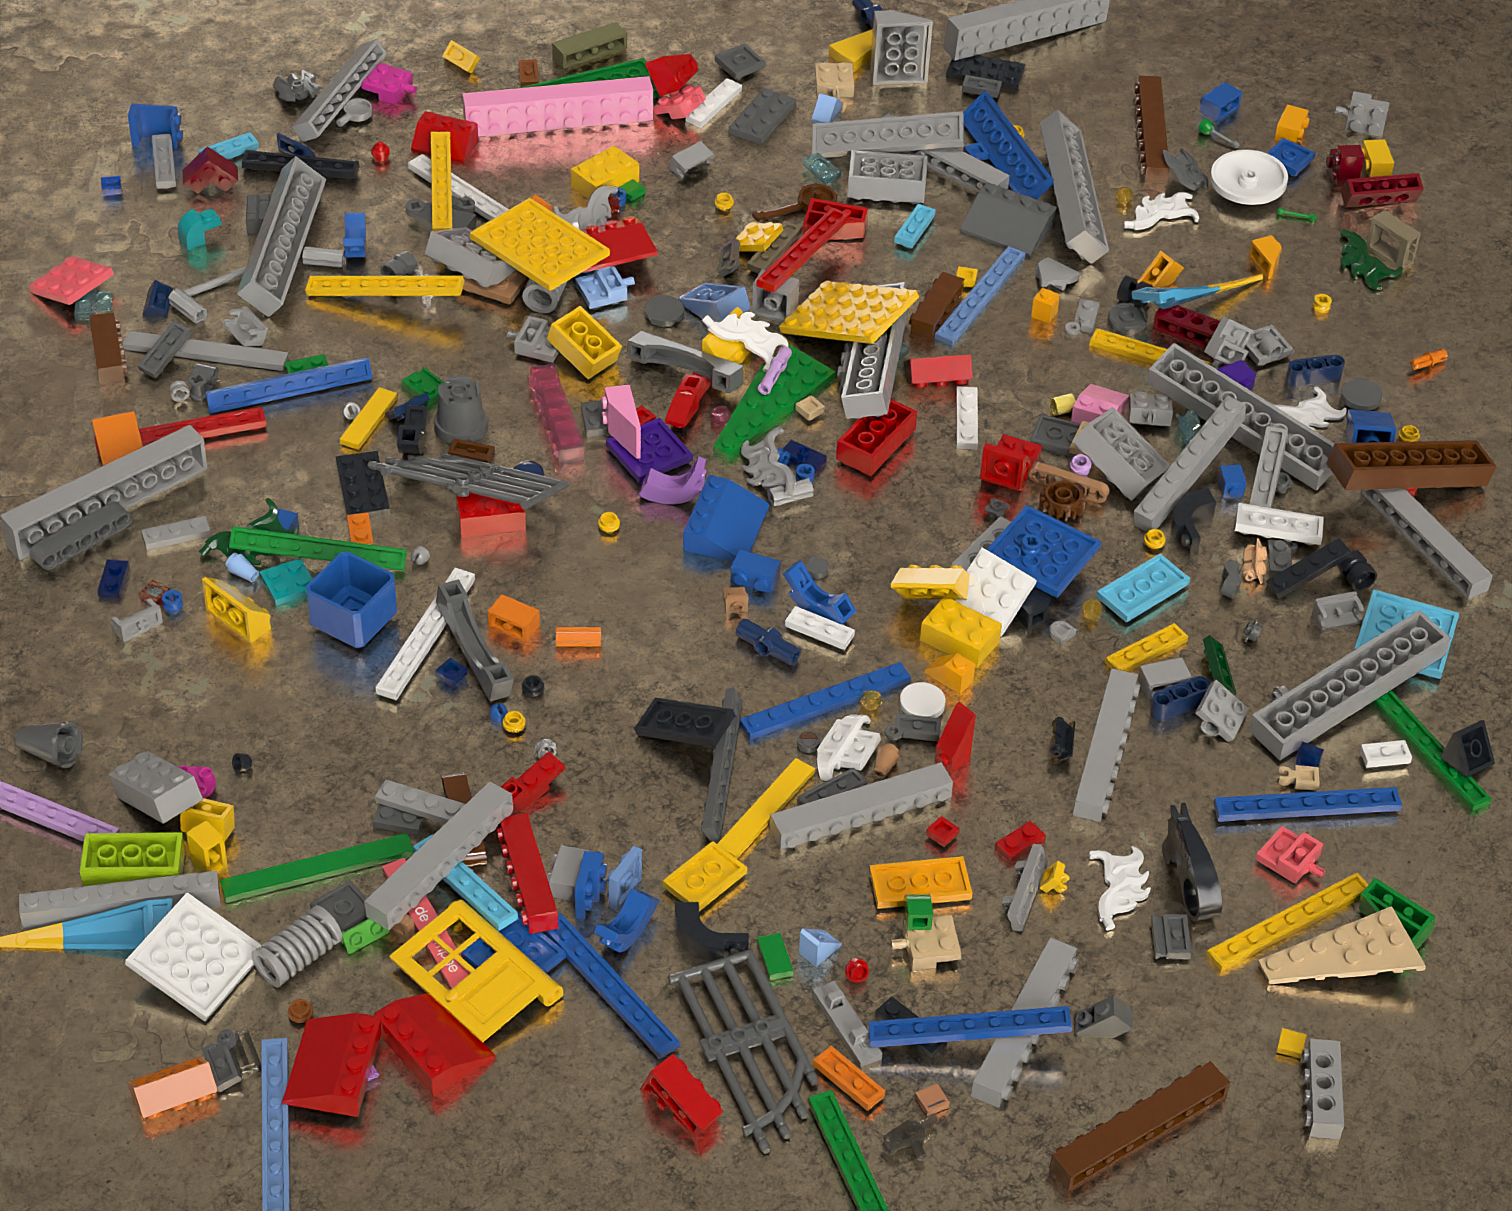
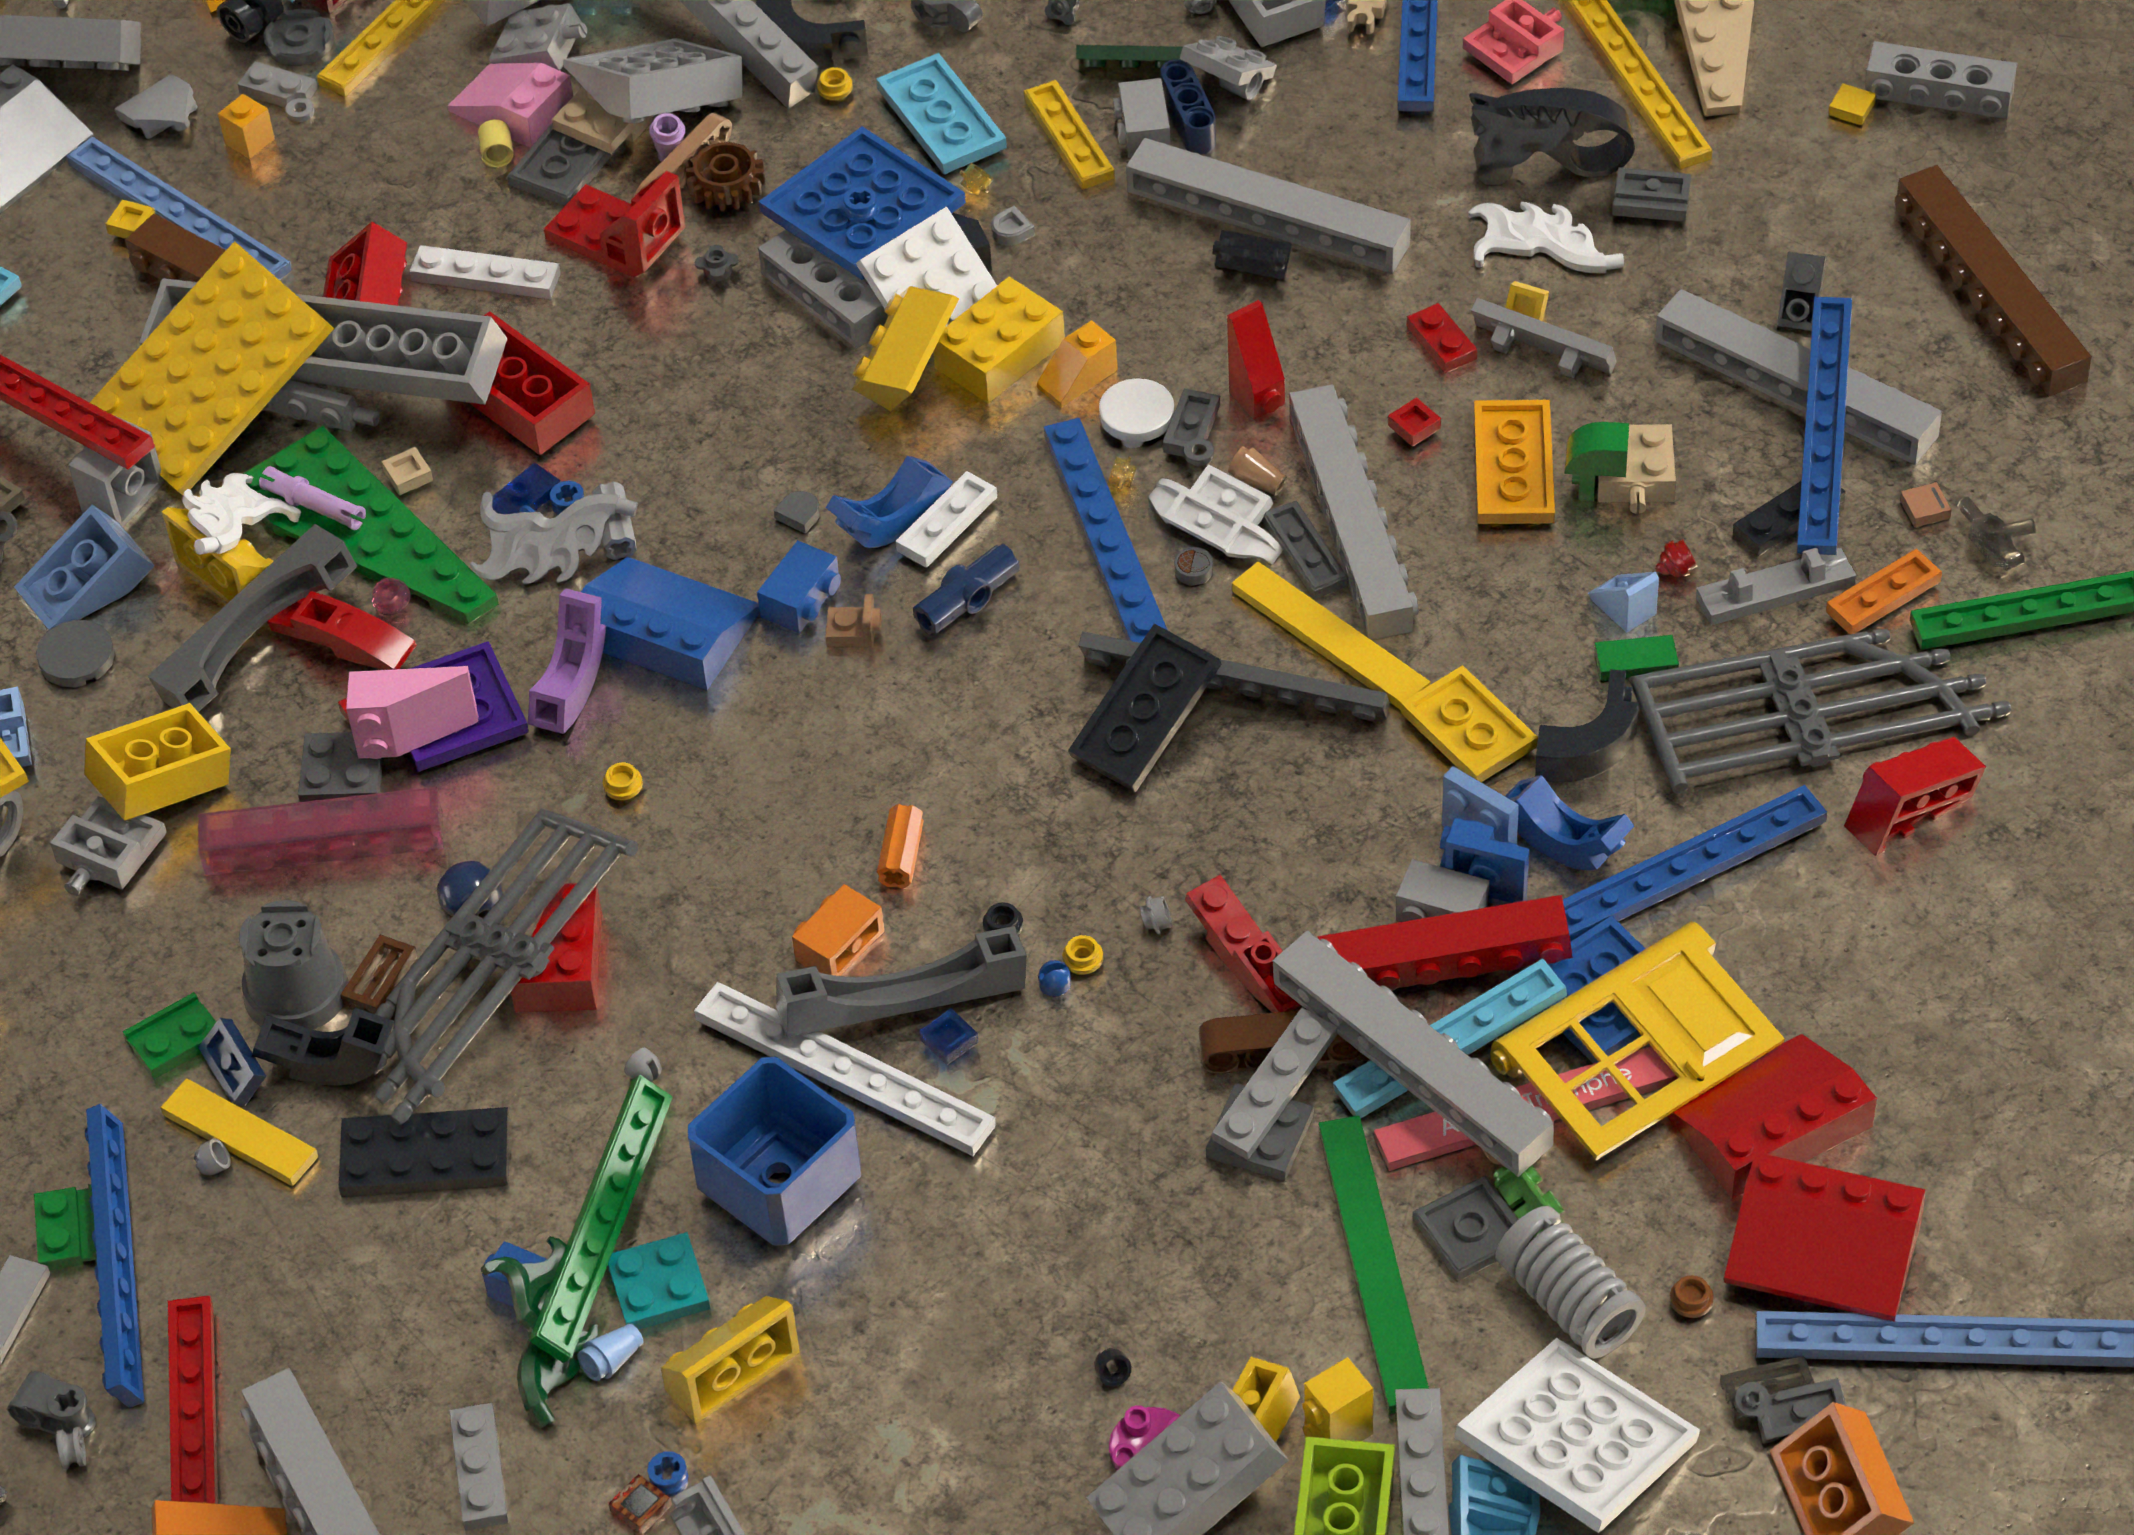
camera: 75 degrees left, 5 degrees up
(360, 528) = (553, 1160): orange hinge -> none

